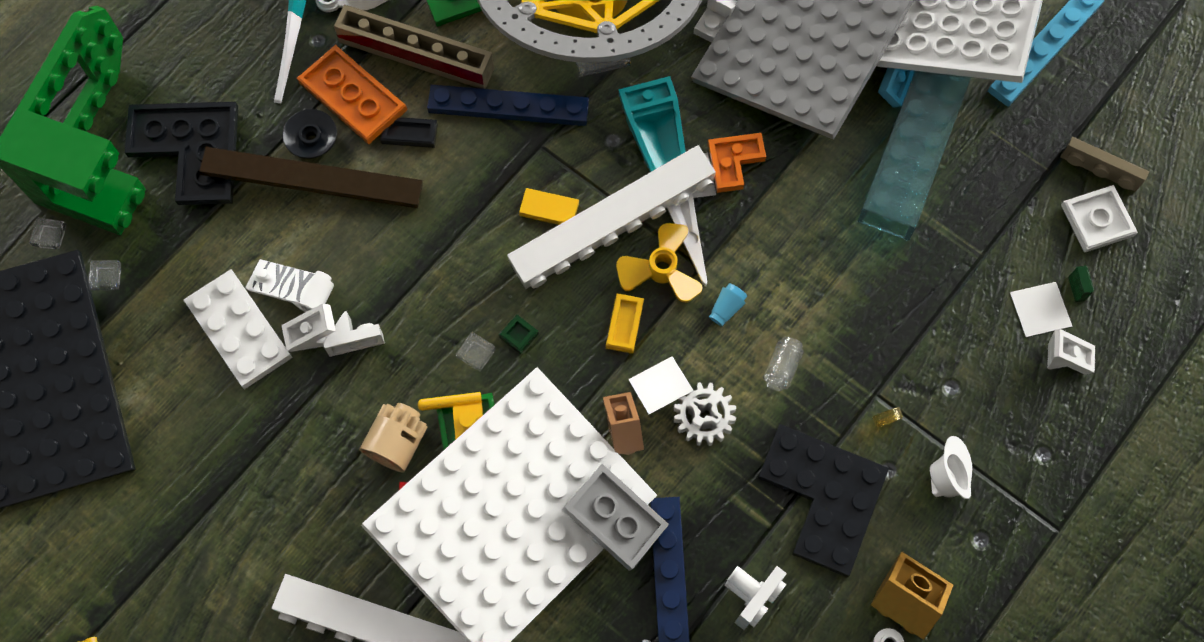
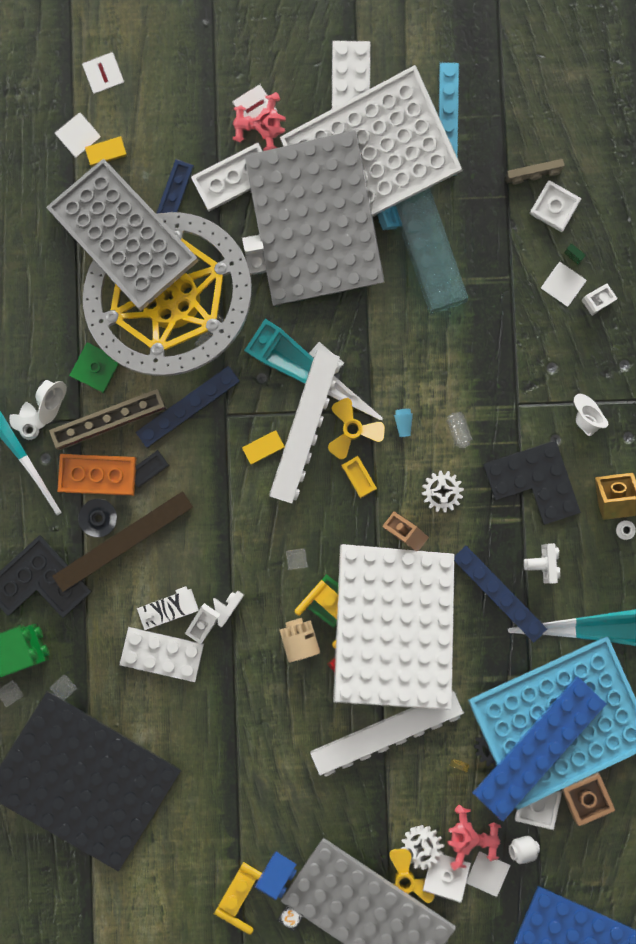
camera: 40 degrees left, 15 degrees up
(518, 334) = (309, 530): dark green tile -> none
(615, 517) = (447, 586): light grey plate -> none
(660, 385) = (407, 495): white sticker -> none
(729, 154) = (332, 335): orange plate -> none
(887, 417) = (534, 413): clear yellow tile -> none

